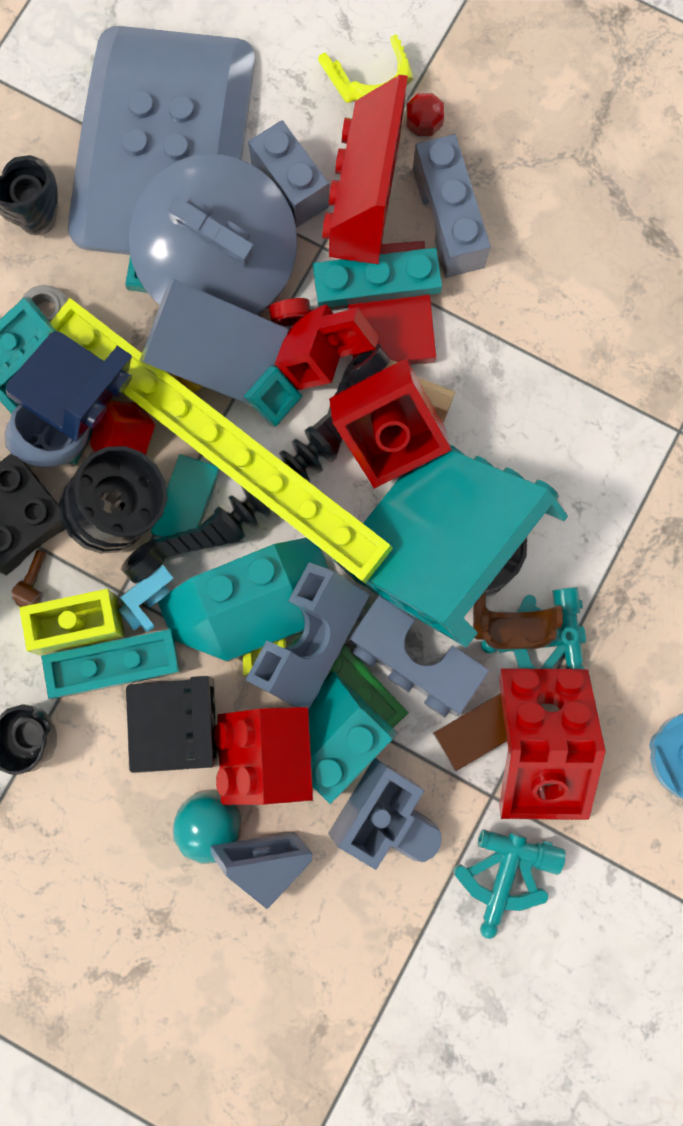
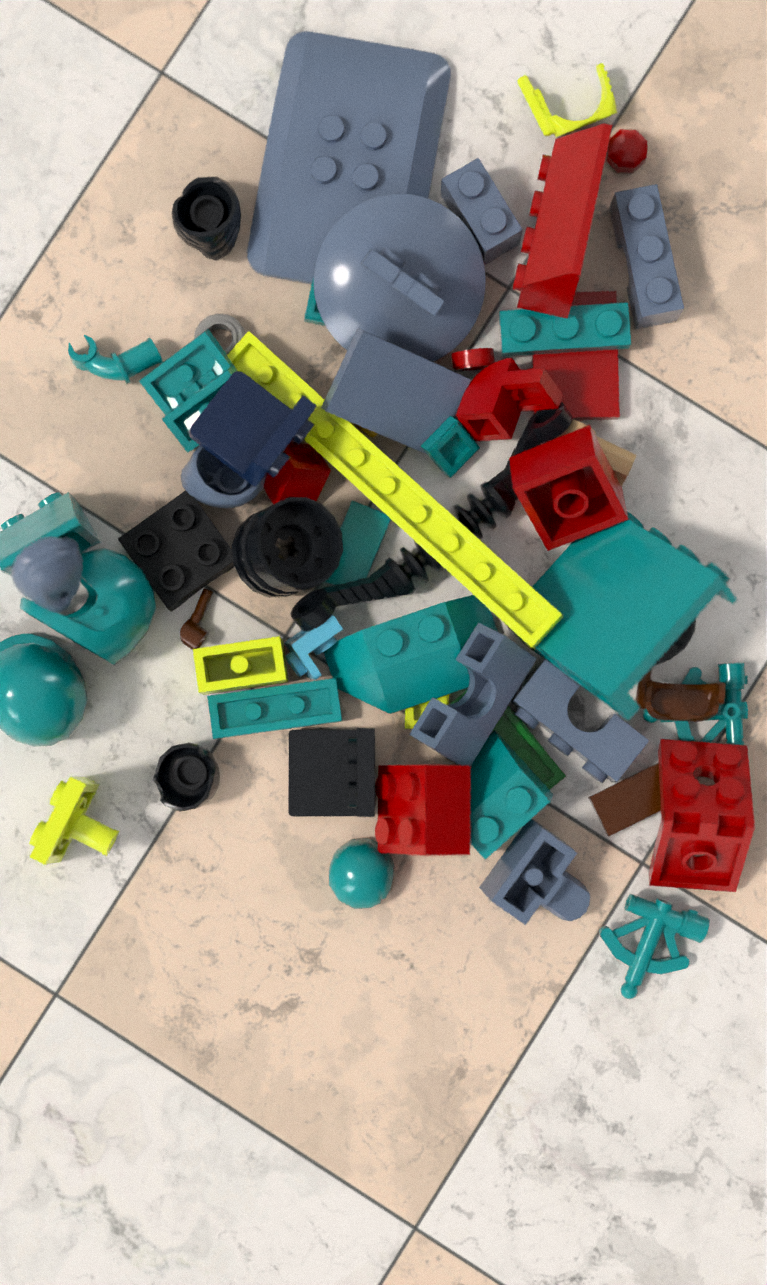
camera: 10 degrees right, 5 degrees up
(264, 864) = (417, 912): sand blue slope -> none

